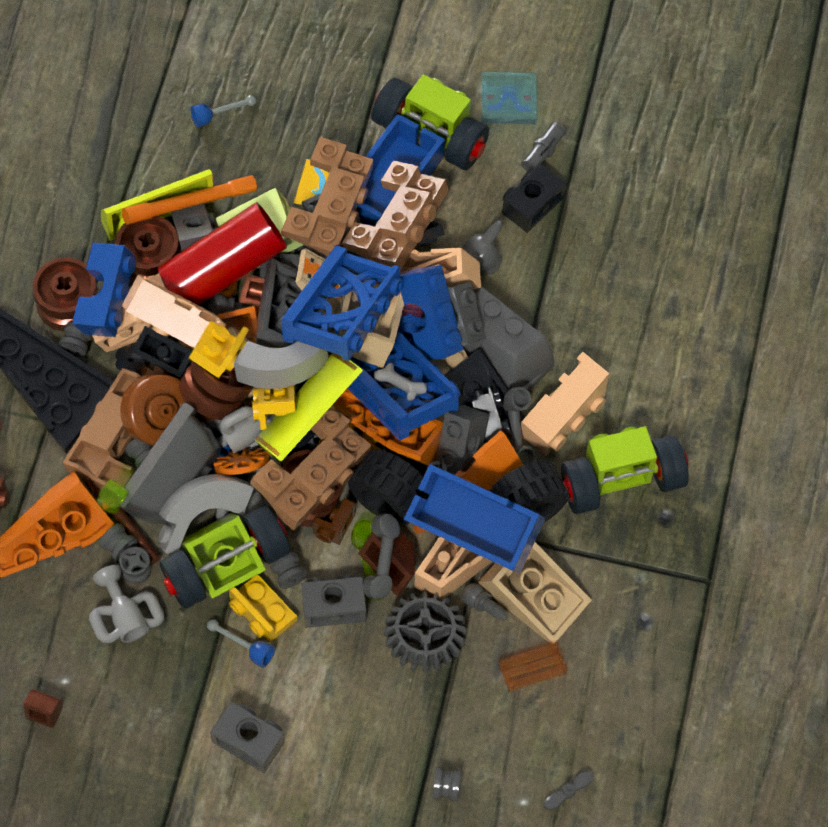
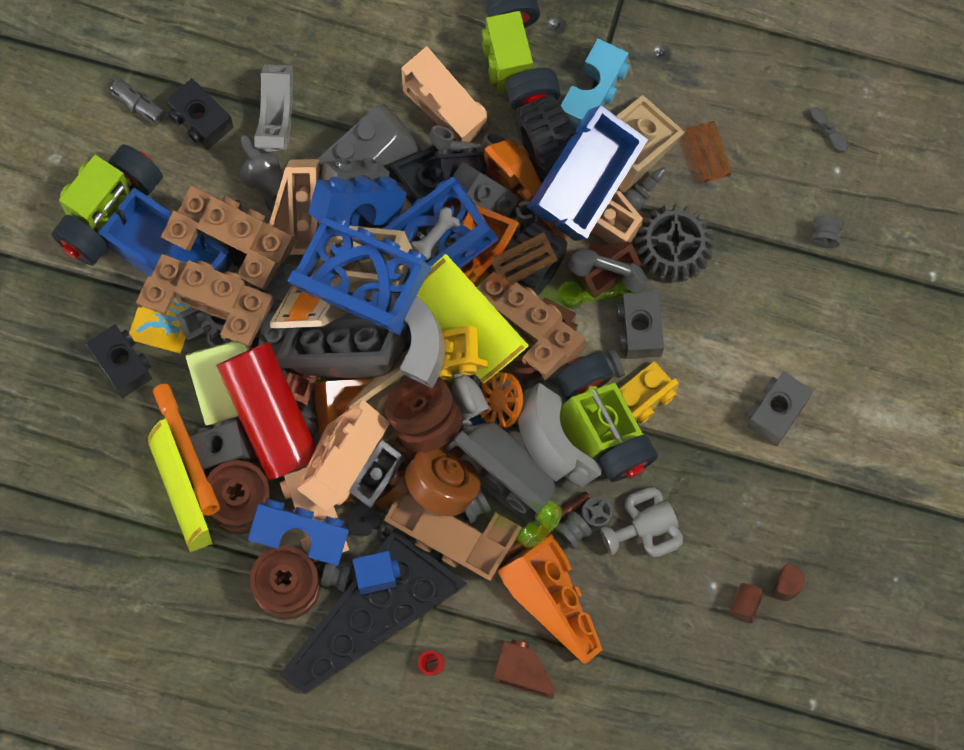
camera: 85 degrees left, 10 degrees up
(62, 746) = (789, 583): none -> copper brick
(71, 363) = (376, 572): none -> blue brick
(203, 114) = (64, 442): hinge -> none
(218, 348) = (398, 401): yellow bracket -> none
(259, 652) = (691, 397): hinge -> none
(286, 136) = (107, 348): none -> black brick
(366, 445) = (519, 249): none -> clear orange tile
(508, 98) = (70, 132): clear light blue tile -> none
(540, 262) = (275, 108): none -> light grey arch
(613, 563) = (606, 66): none -> medium azure arch

